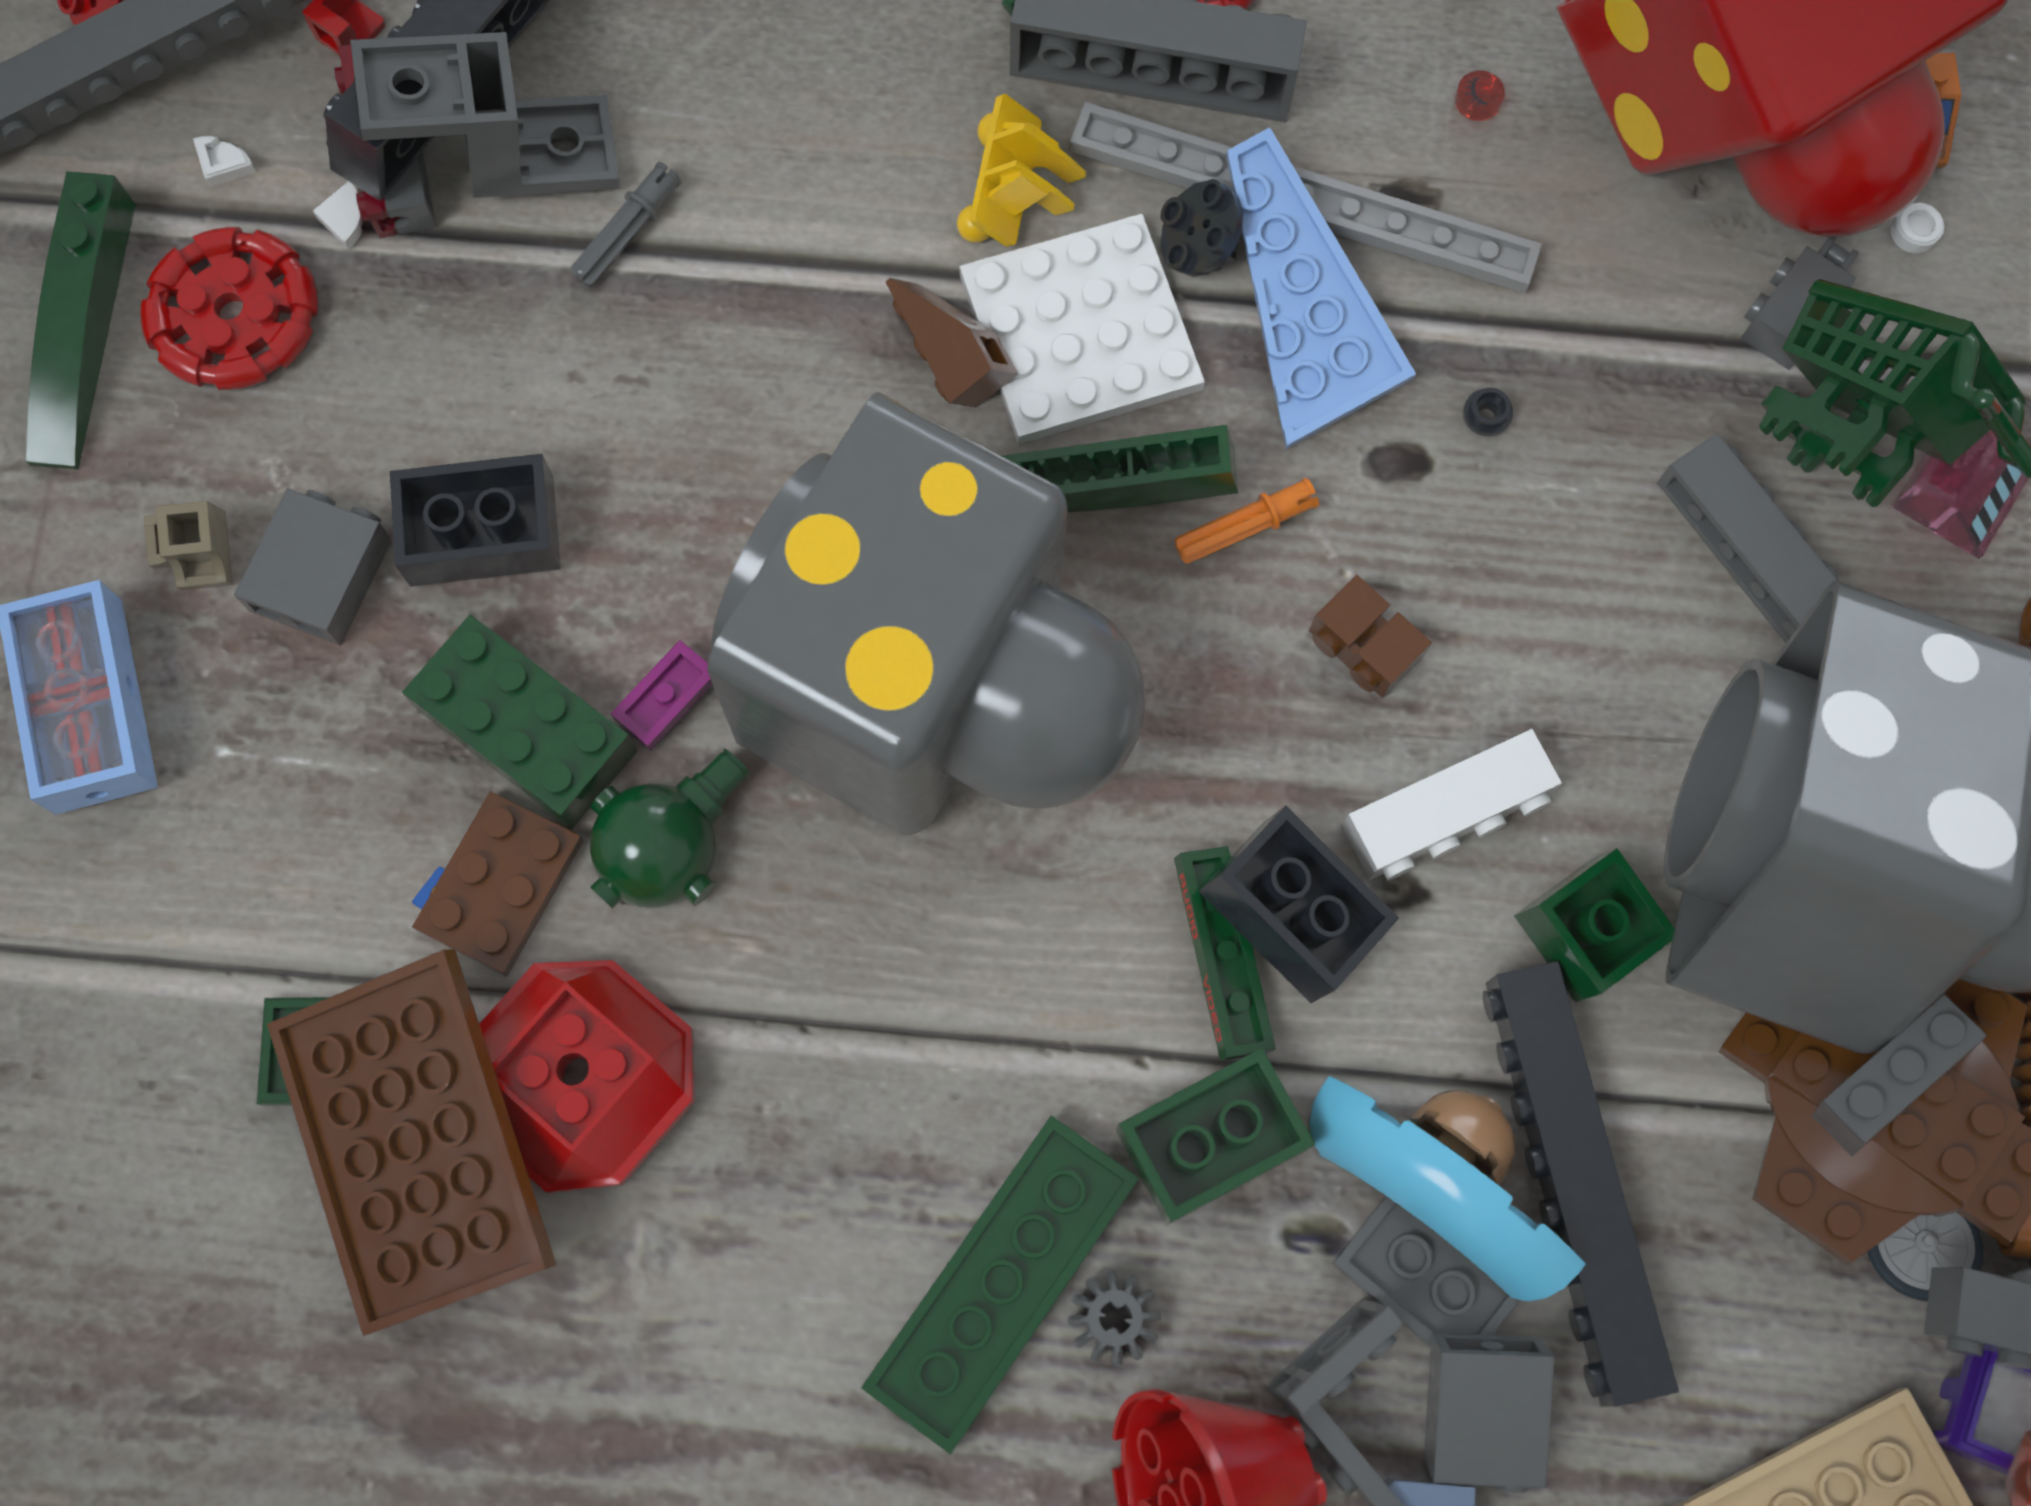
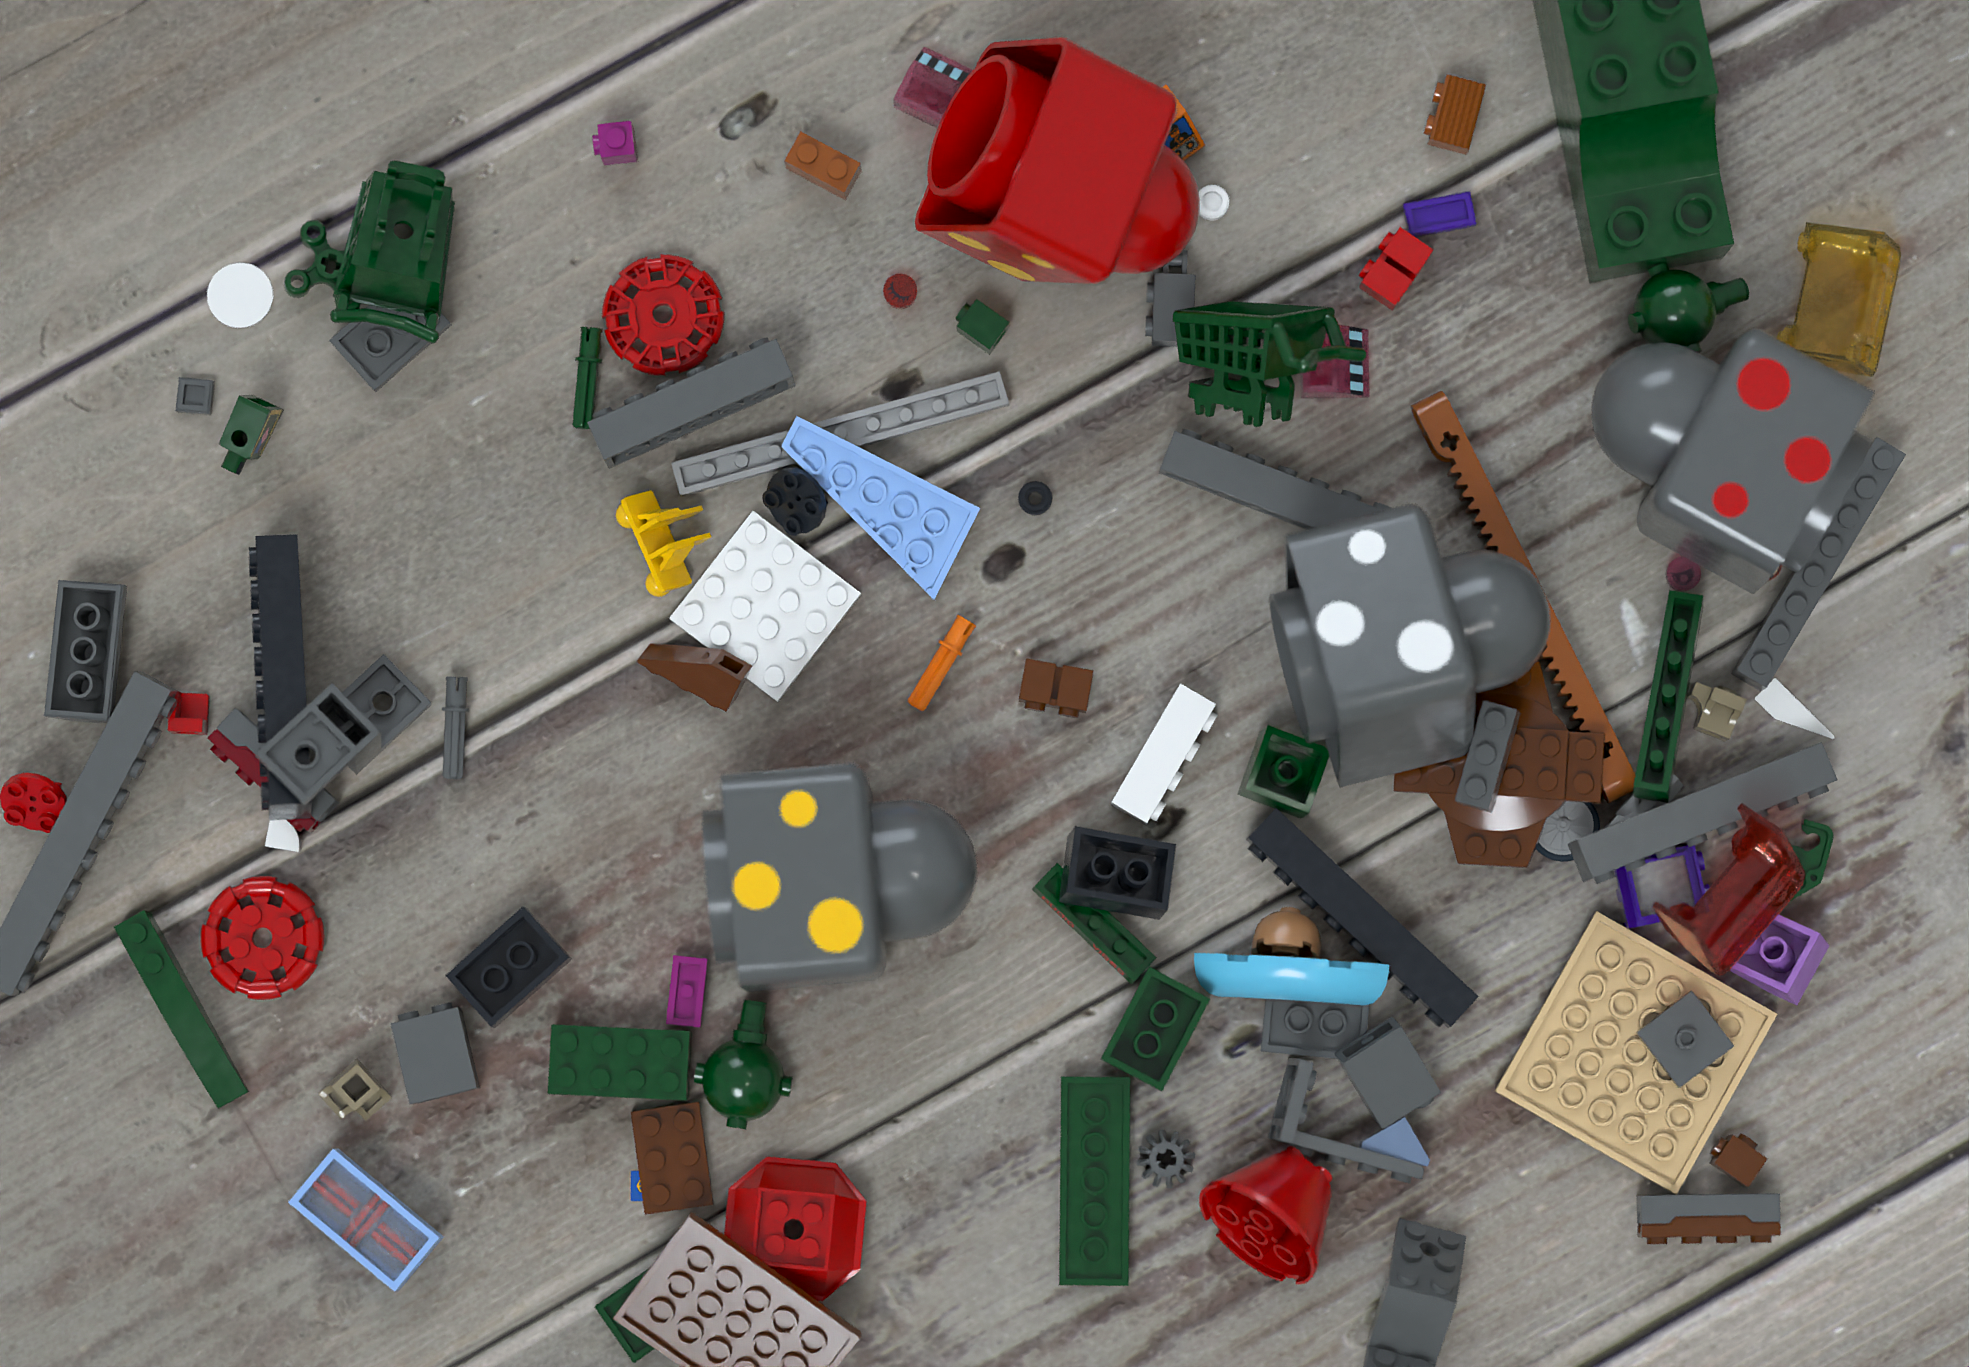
camera: 30 degrees left, 10 degrees up
(222, 160) = (182, 850): white tile -> none
(1138, 469) = (834, 700): dark green slope -> none
(1553, 185) = (981, 325): none -> dark green brick

